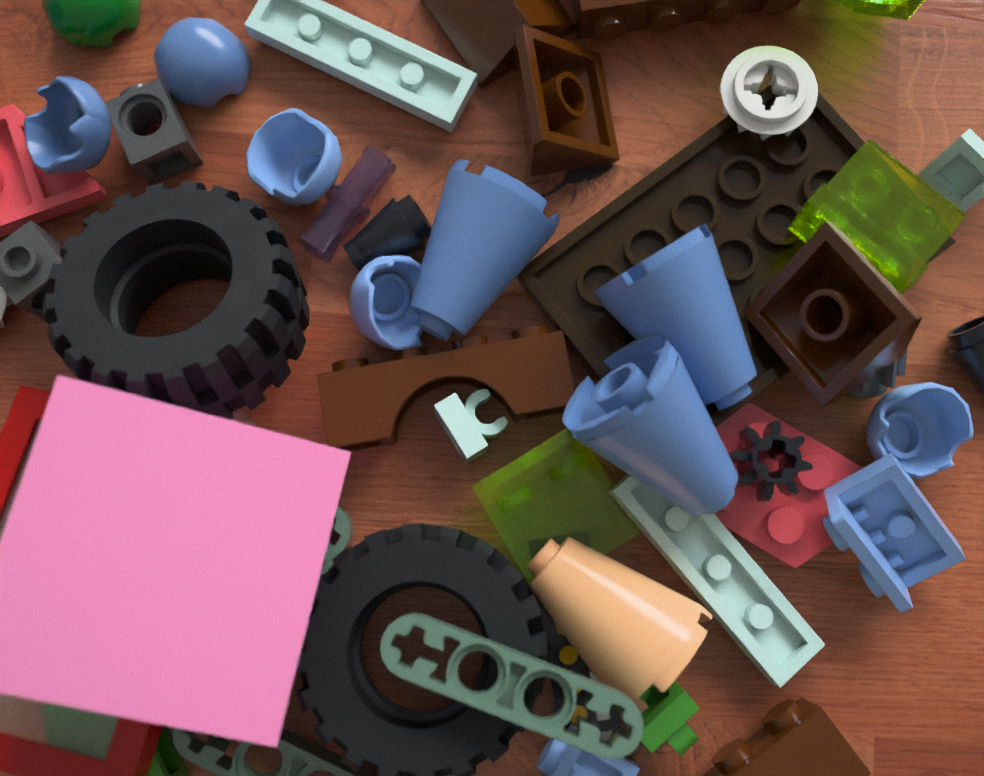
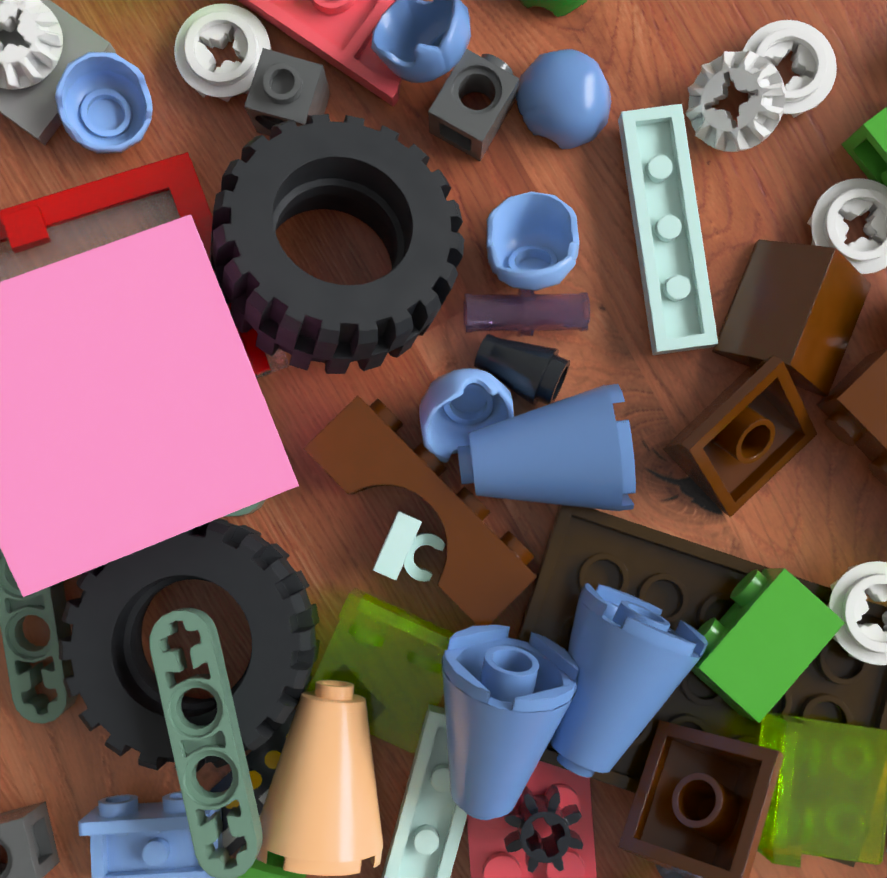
camera: 55 degrees right, 5 degrees up
(733, 187) = (764, 641): none -> bright green brick

